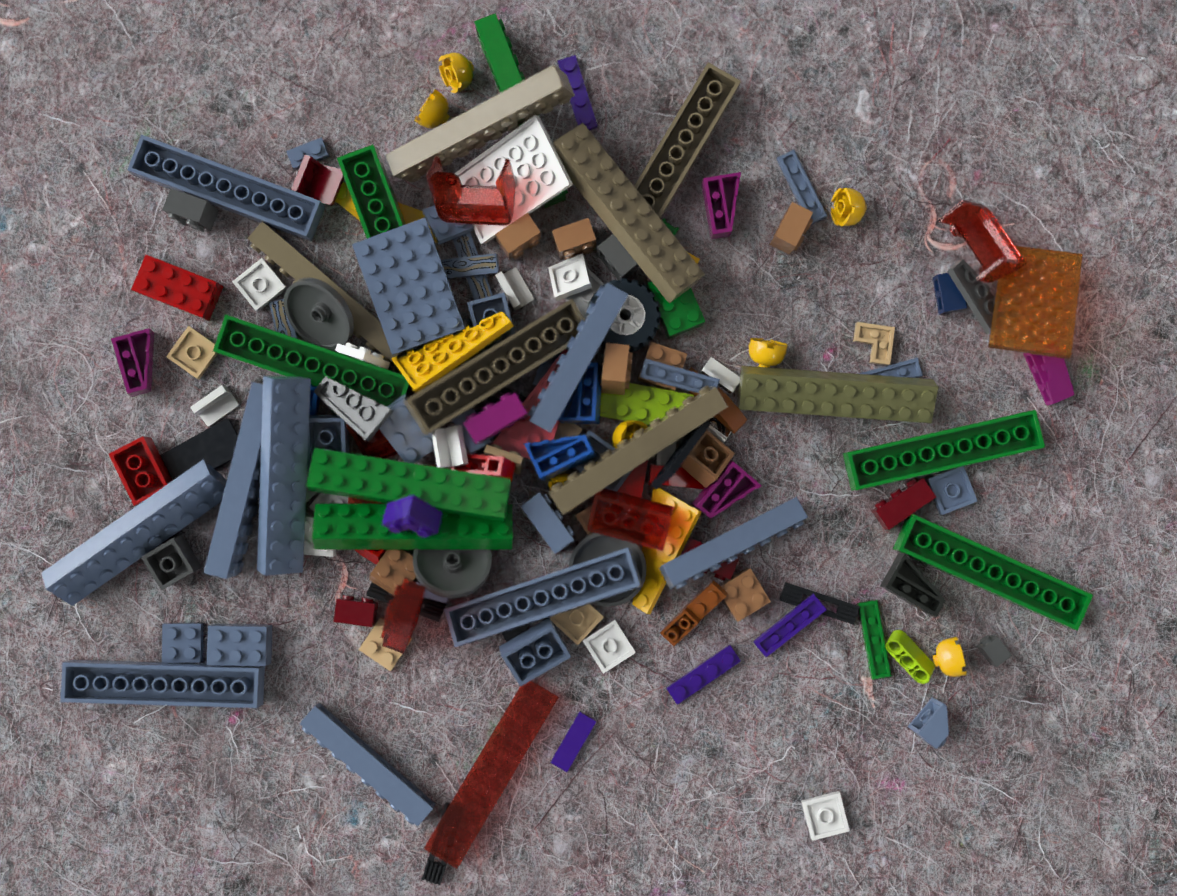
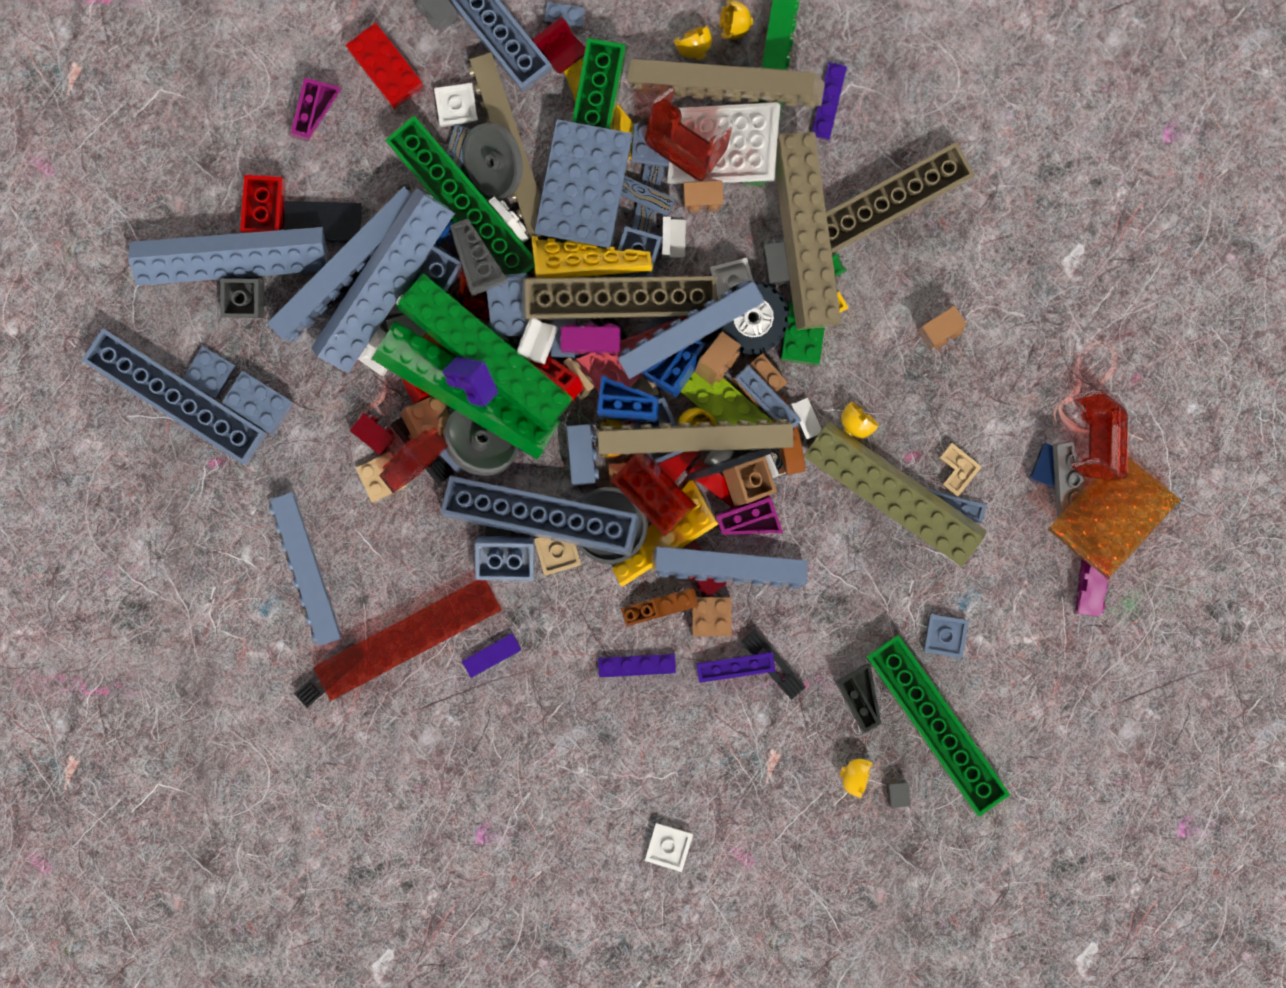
camera: 30 degrees right, 0 degrees up
(193, 352) = (365, 129): tan plate -> none
(215, 405) = (357, 186): white panel -> none
(570, 277) = (726, 256): white plate -> none
(574, 239) = (749, 227): medium nougat brick -> none
(609, 646) = (570, 592): white plate -> none
(720, 203) = (895, 269): magenta wedge -> none
(801, 185) = (975, 297): sand blue tile -> none
(848, 207) = (1004, 339): yellow cylinder -> none
(874, 639) = (802, 724): green tile -> none
(903, 503) = (897, 621): dark red brick -> none
(910, 656) = (823, 755): lime beam -> none
(932, 723) = (806, 822): sand blue slope -> none
(943, 450) = (958, 596): green brick -> none

